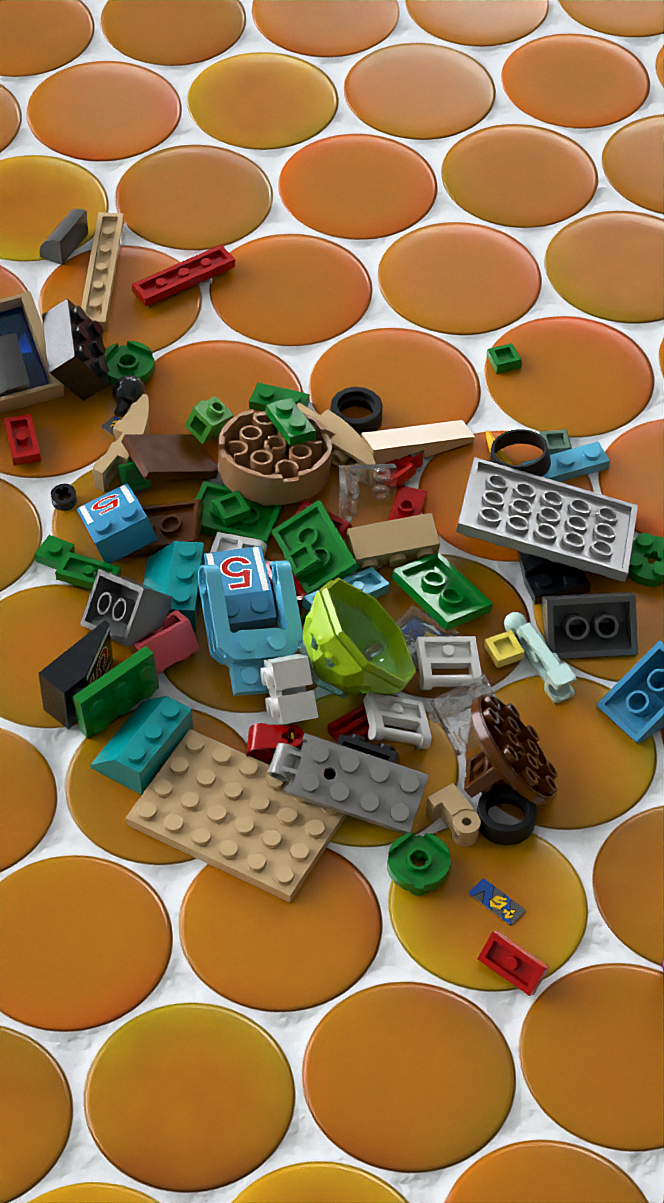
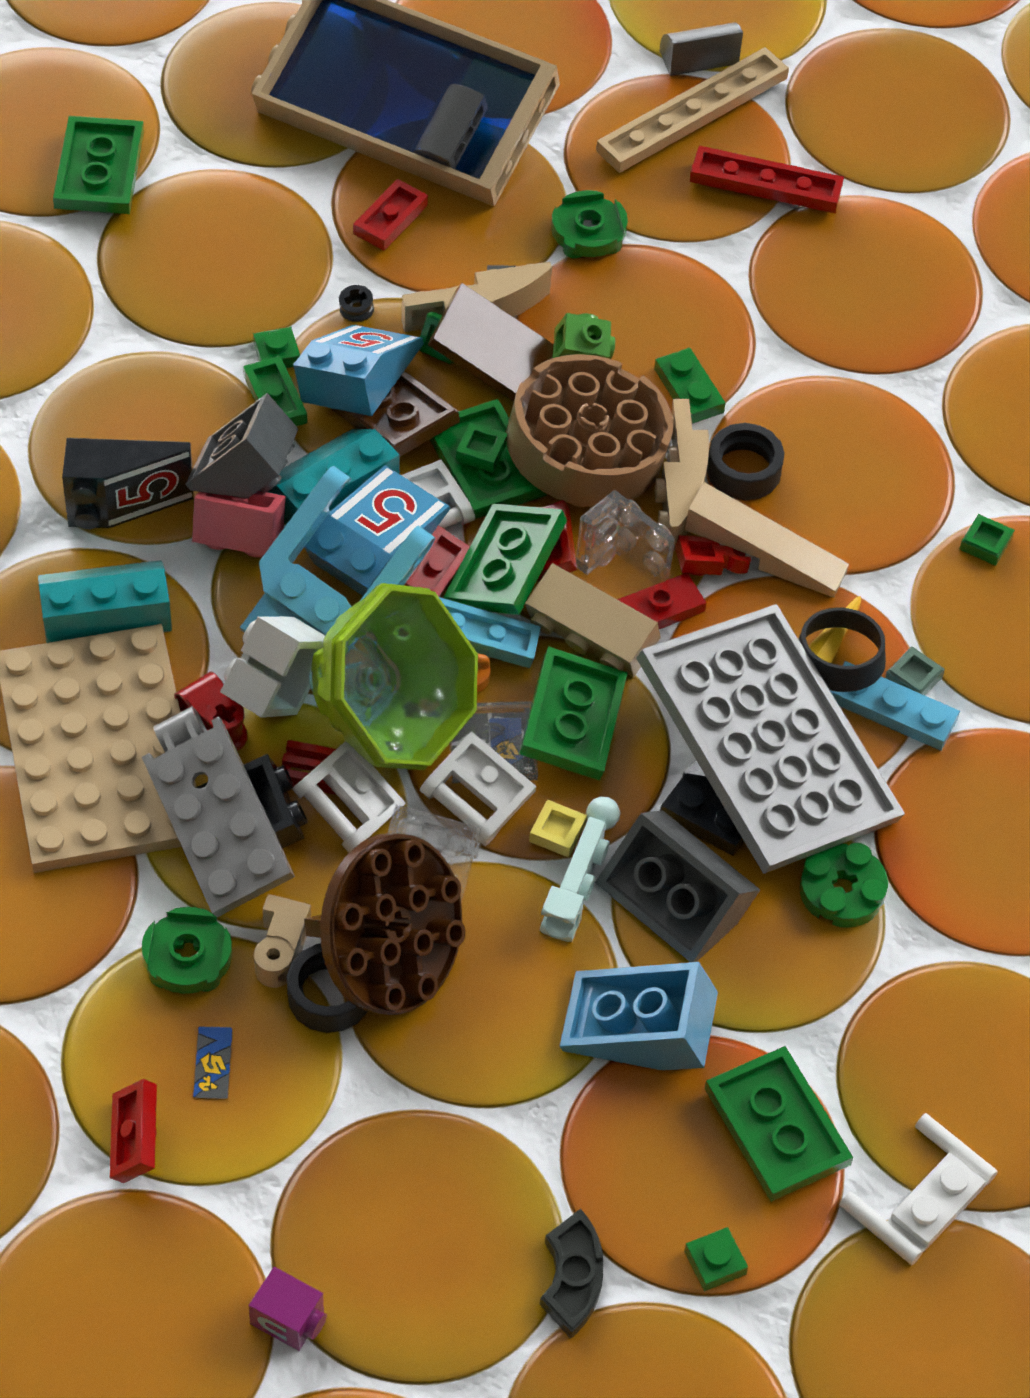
camera: 45 degrees right, 5 degrees up
(75, 349) = (540, 163): black brick -> none
(116, 692) = (129, 524): green plate -> none
(125, 392) = (546, 246): black piece -> none
(290, 421) = (635, 406): green plate -> none
(303, 560) = (476, 558): green tile -> none

